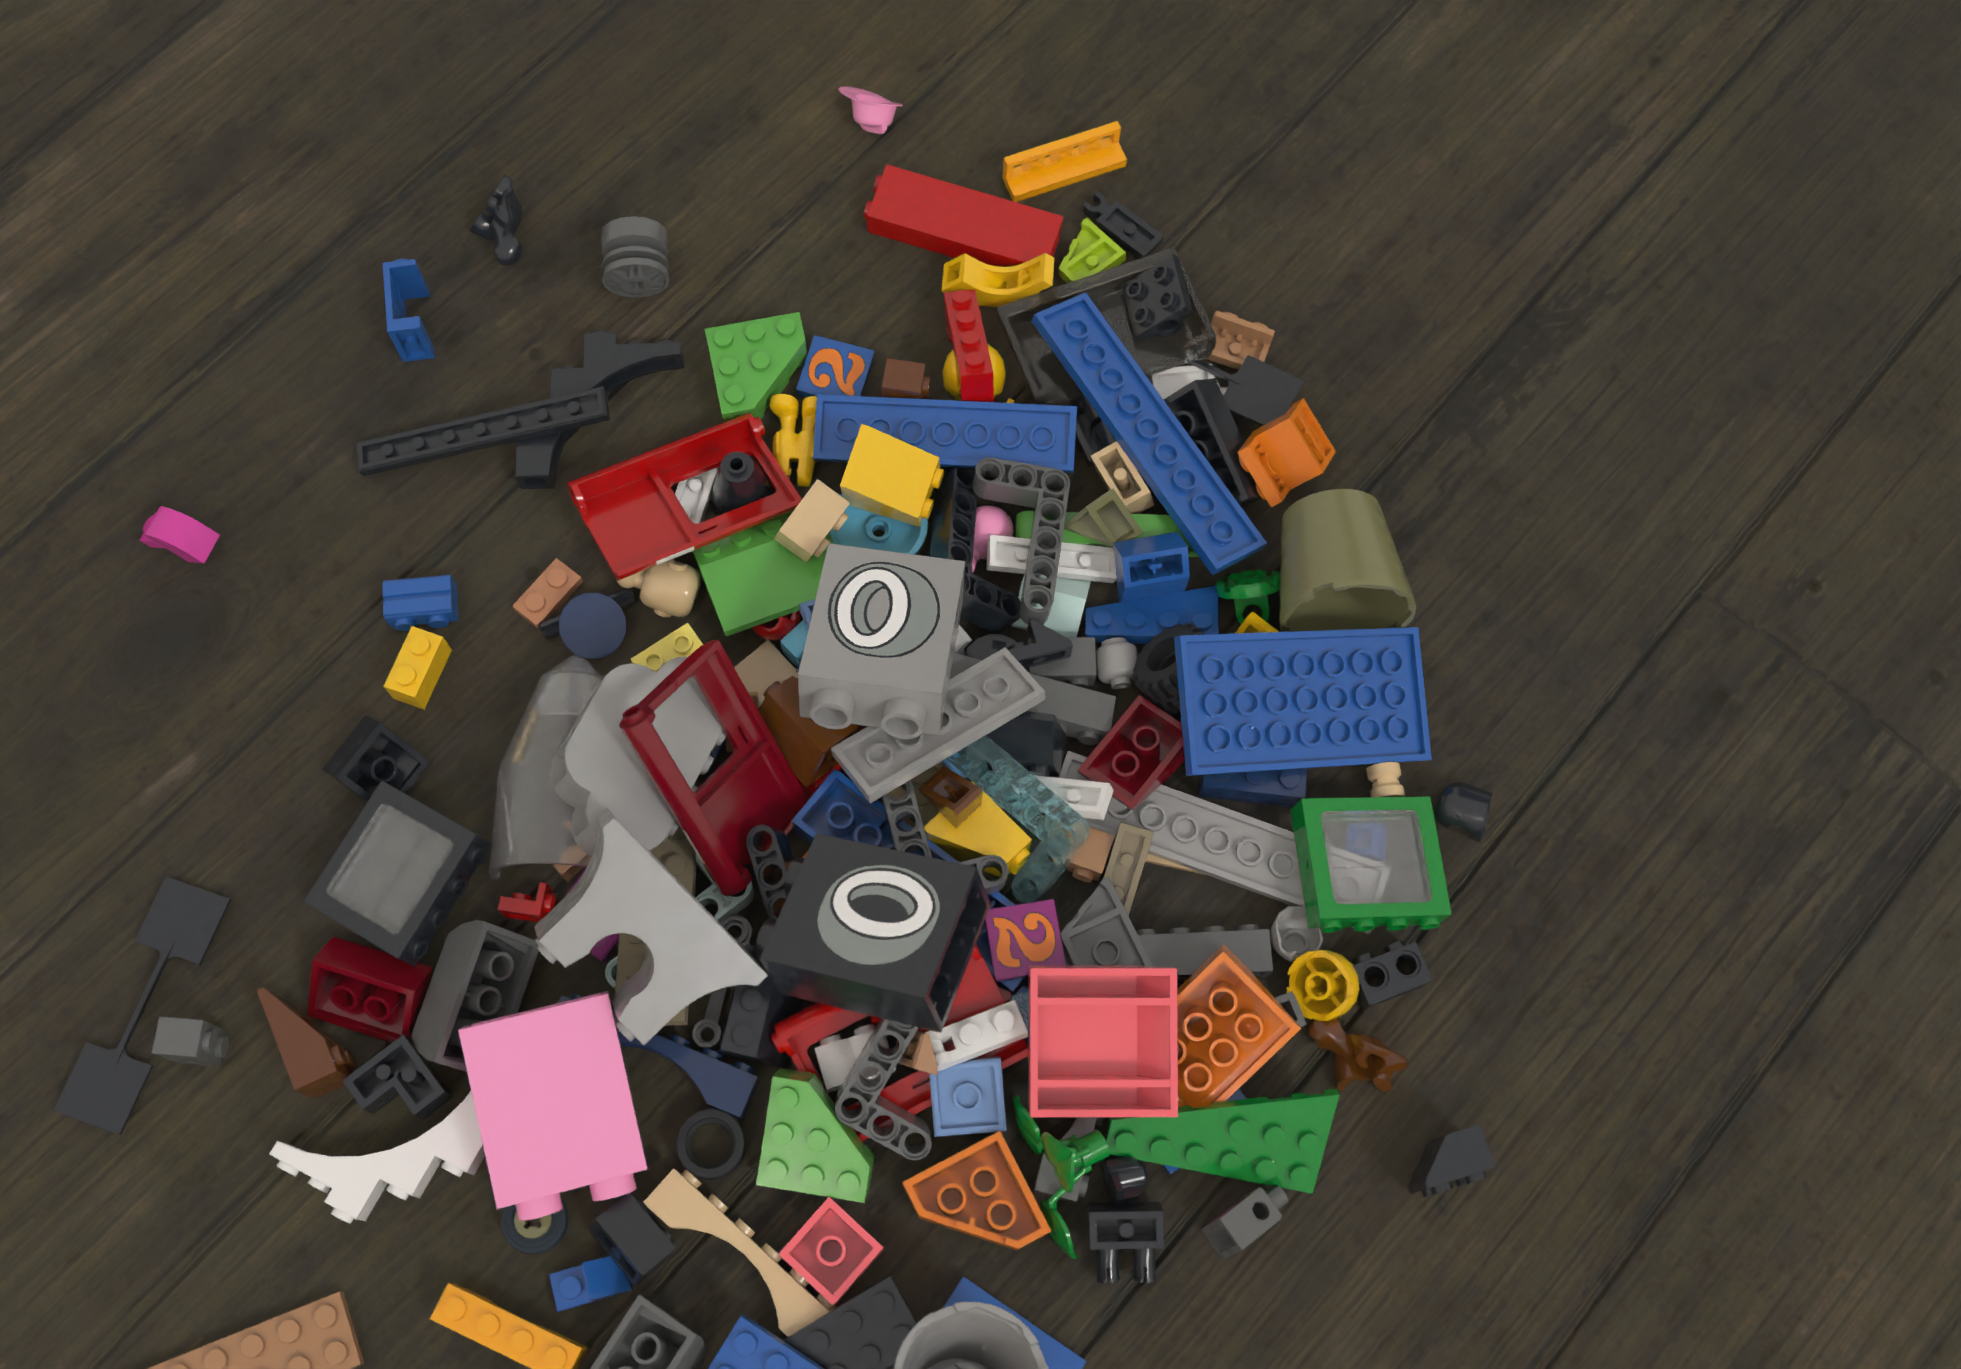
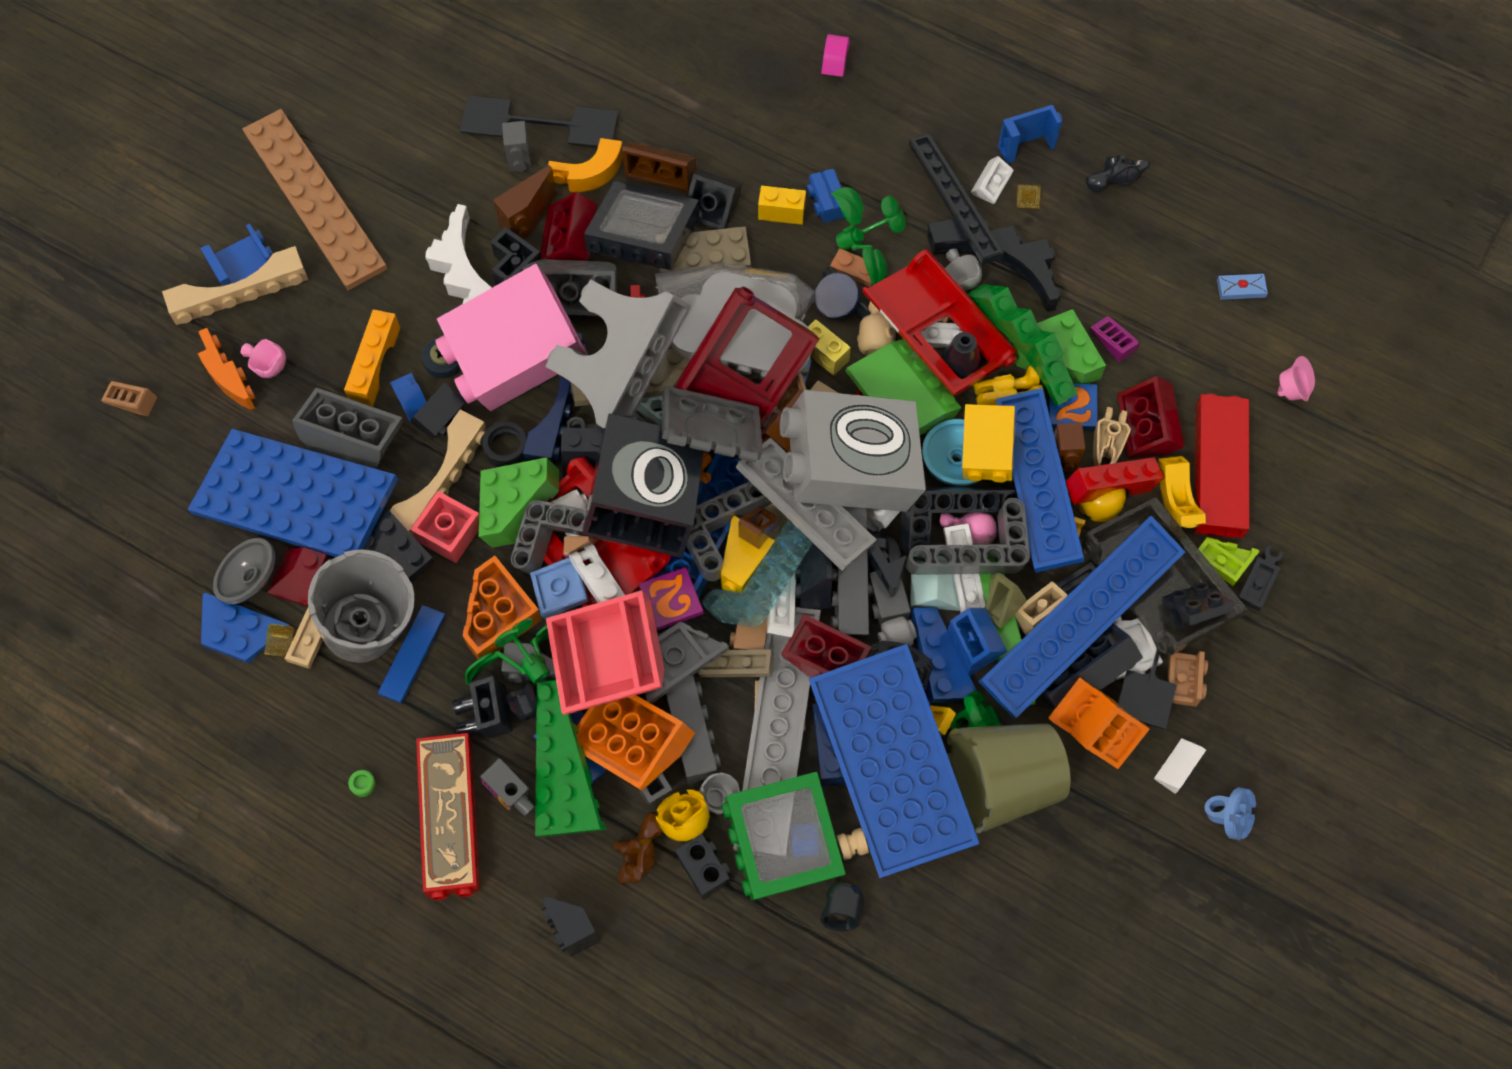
camera: 85 degrees right, 5 degrees down
(272, 936) = (593, 173): none -> light orange arch
(292, 829) = (658, 166): none -> reddish brown slope
(458, 382) = (992, 180): none -> white slope
(465, 778) = (714, 247): none -> dark tan plate
(498, 343) = (1028, 196): none -> clear yellow slope
(503, 579) = (851, 237): none -> green plant
(597, 449) = (964, 269): none -> light grey hair
(634, 257) = (1115, 255): dark grey wheel -> none
(714, 129) = (1242, 286): none -> medium blue tile
(725, 393) = (1038, 346): none -> green arch
(754, 282) = (1125, 337): none -> magenta slope
(799, 822) = (711, 423): none -> dark grey hinge
(812, 520) = (939, 399): tan brick -> none
(880, 286) = (1152, 419): none -> dark red slope
(901, 337) = (1110, 437): none -> tan hinge
(1065, 164) = (1301, 525): light orange fence -> none
(1268, 1312) = (447, 816): none -> brick
(1341, 382) = (1179, 765): none -> white slope
(1415, 339) = (1236, 814): none -> medium blue tile

